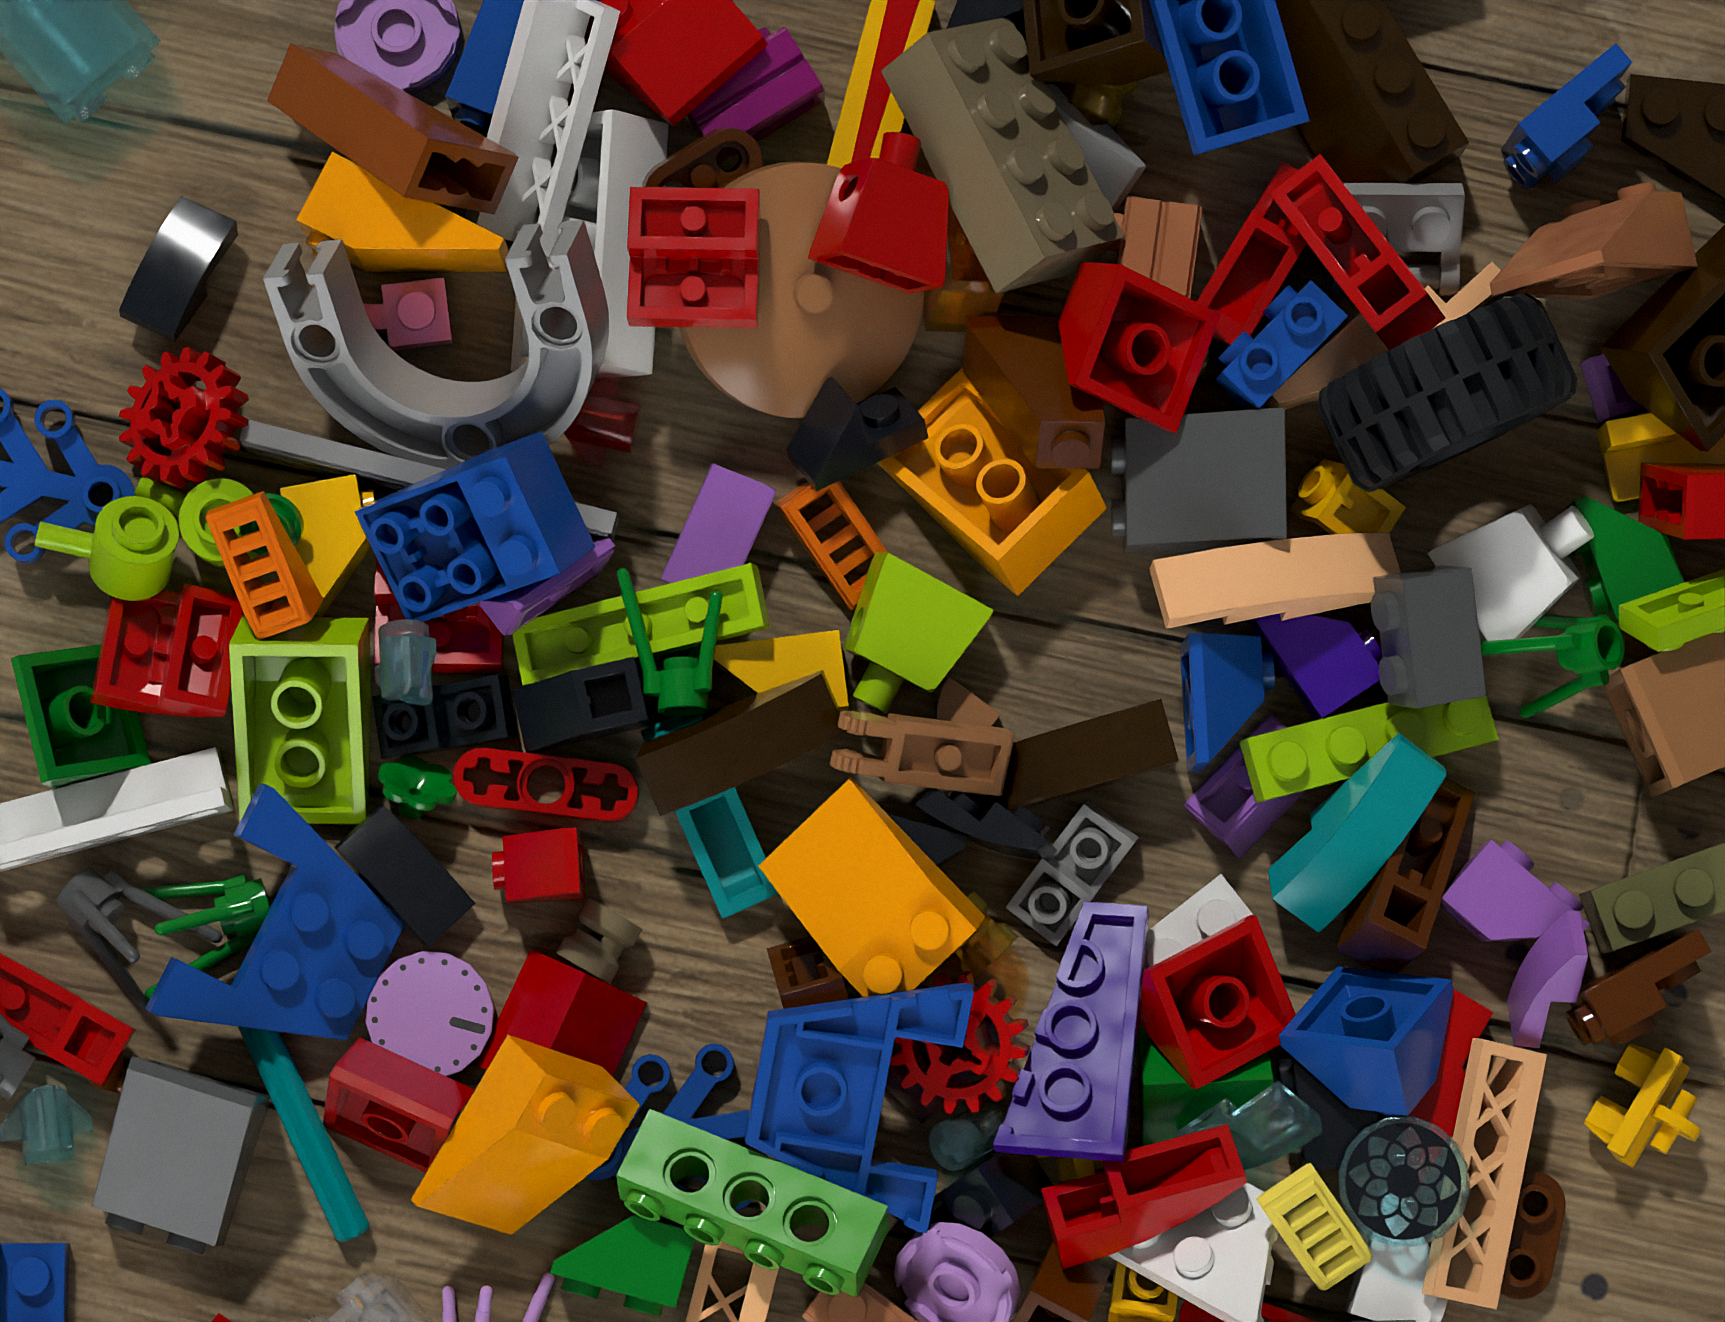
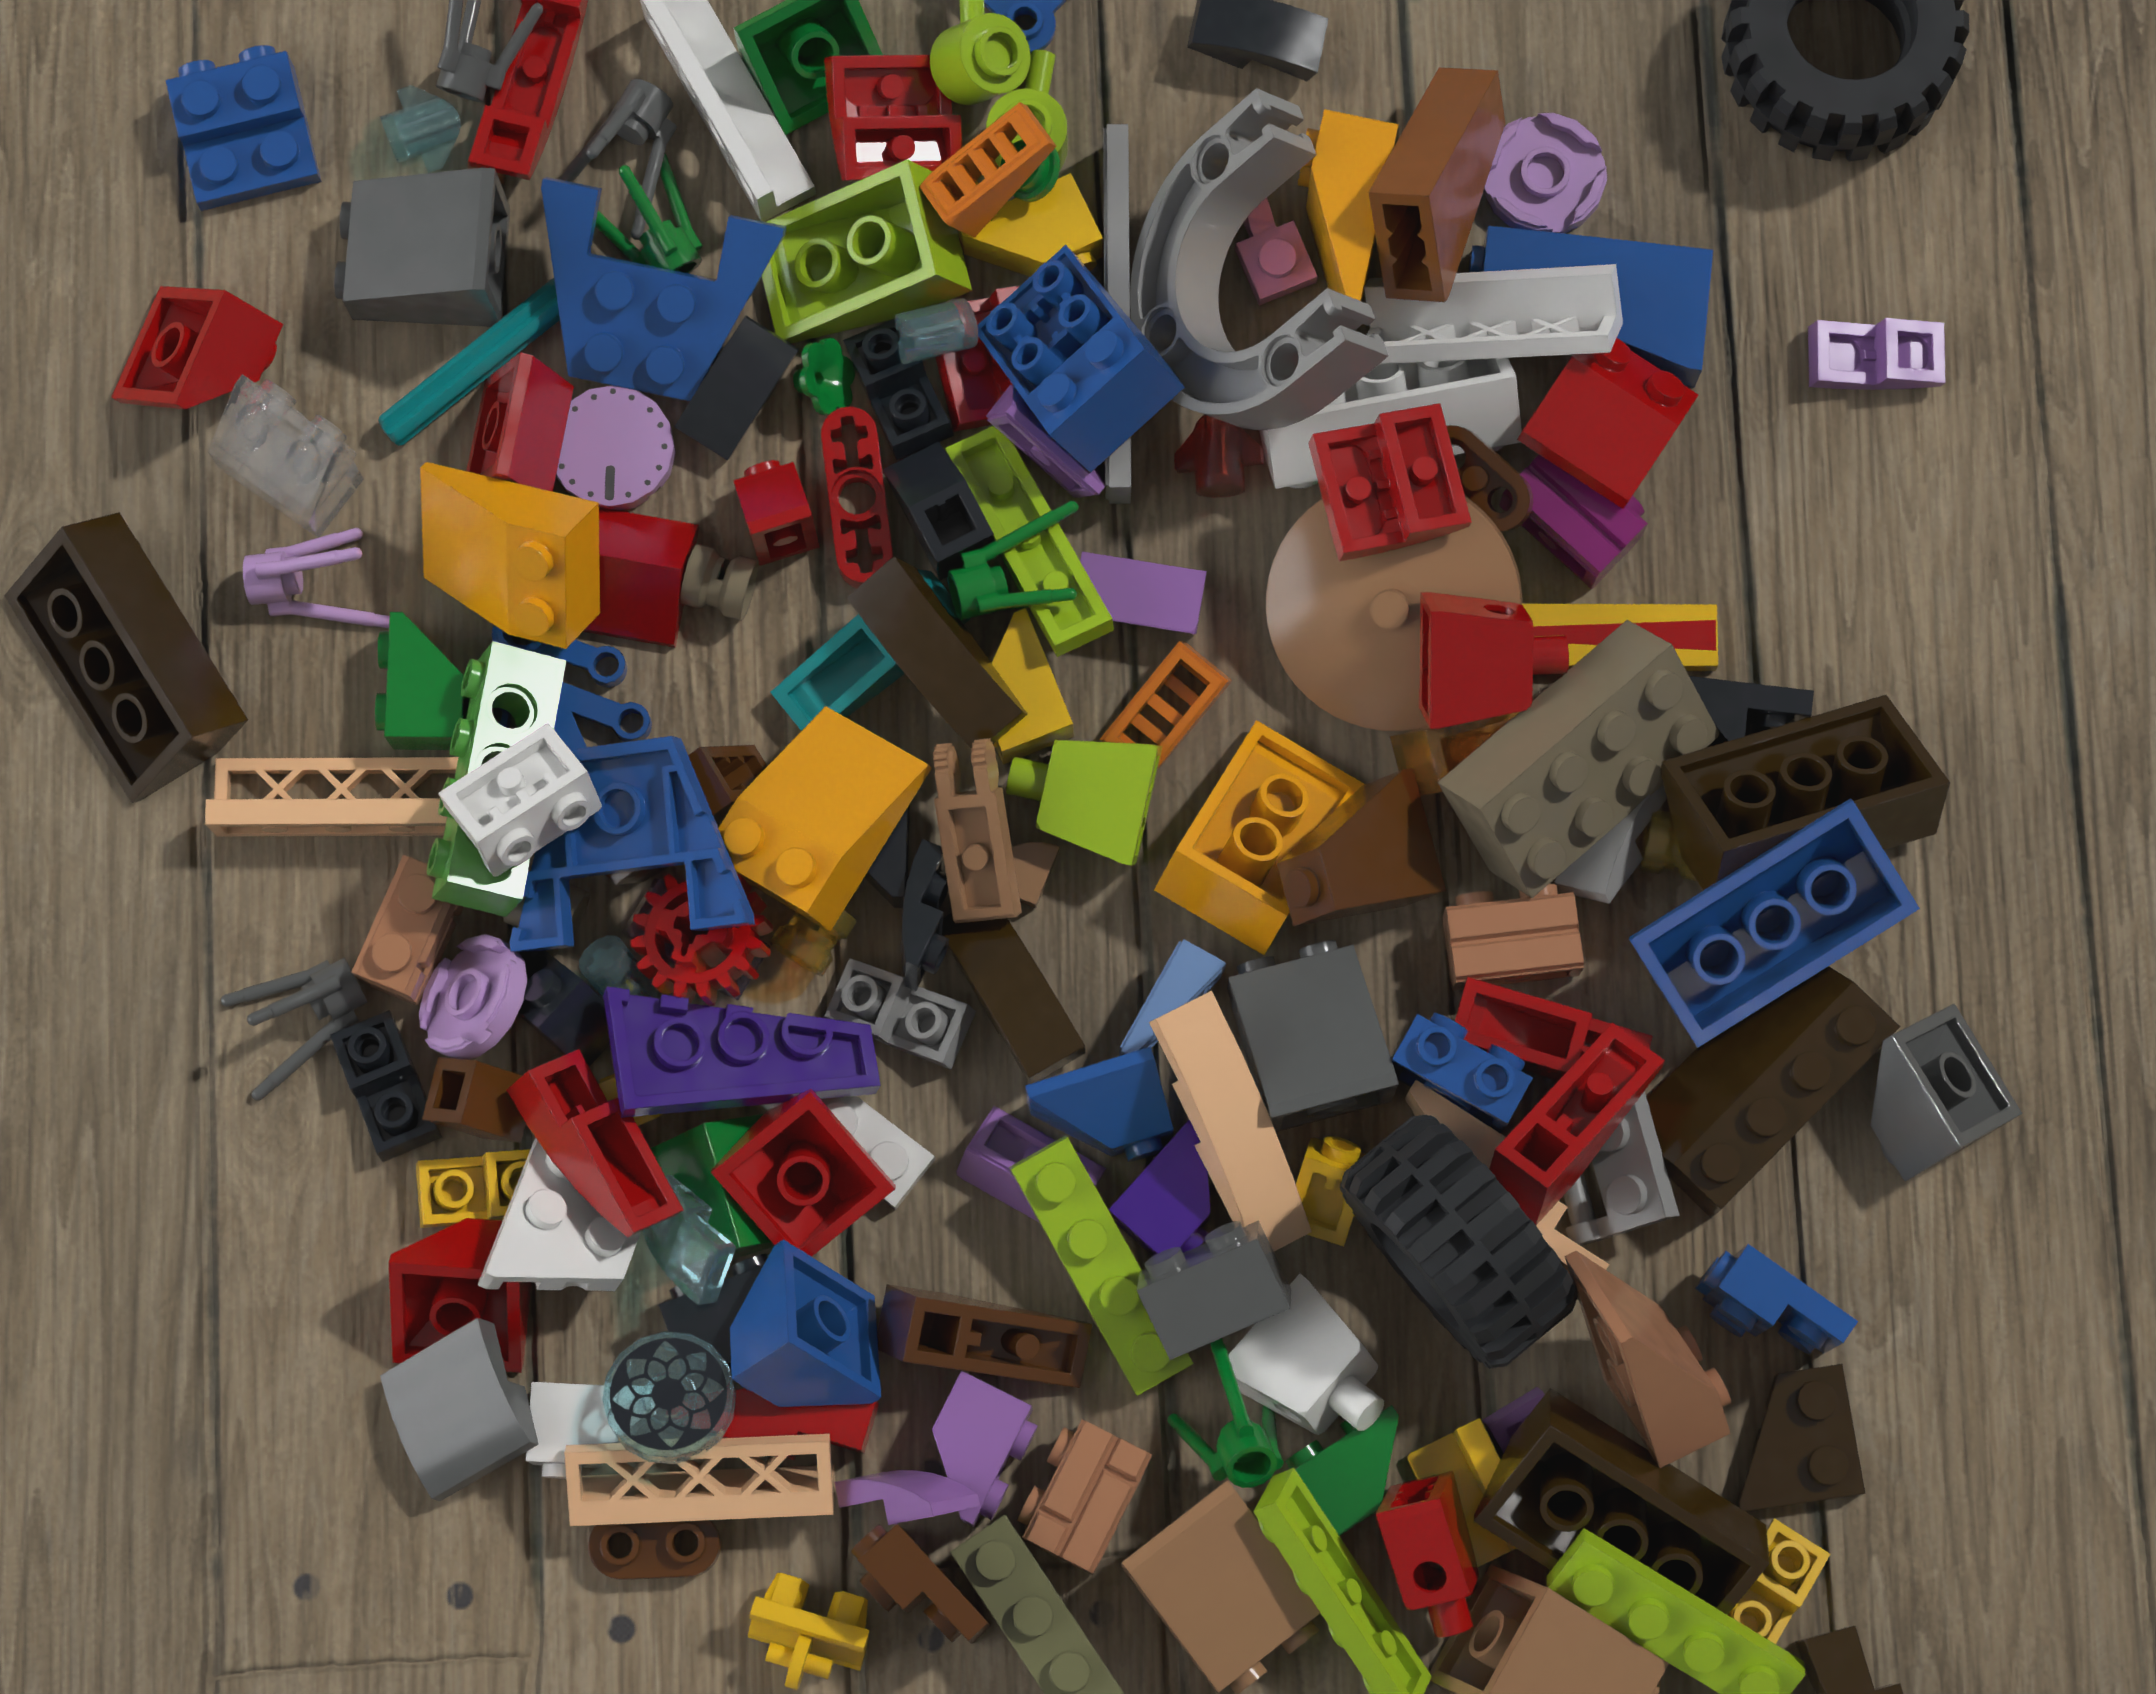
camera: 80 degrees right, 5 degrees down
(183, 418) = (1115, 72): red gear -> none
(793, 1180) = (522, 799): none -> white bracket
(848, 437) = (1258, 684): black slope -> none
(1119, 599) = (1184, 978): none -> medium blue slope
(1134, 342) = (1423, 926): red slope -> none
(1316, 1230) = (600, 1321): light yellow slope -> none
(1355, 832) = (1004, 1270): teal slope -> none
(1582, 813) = (1084, 1496): none -> nougat brick

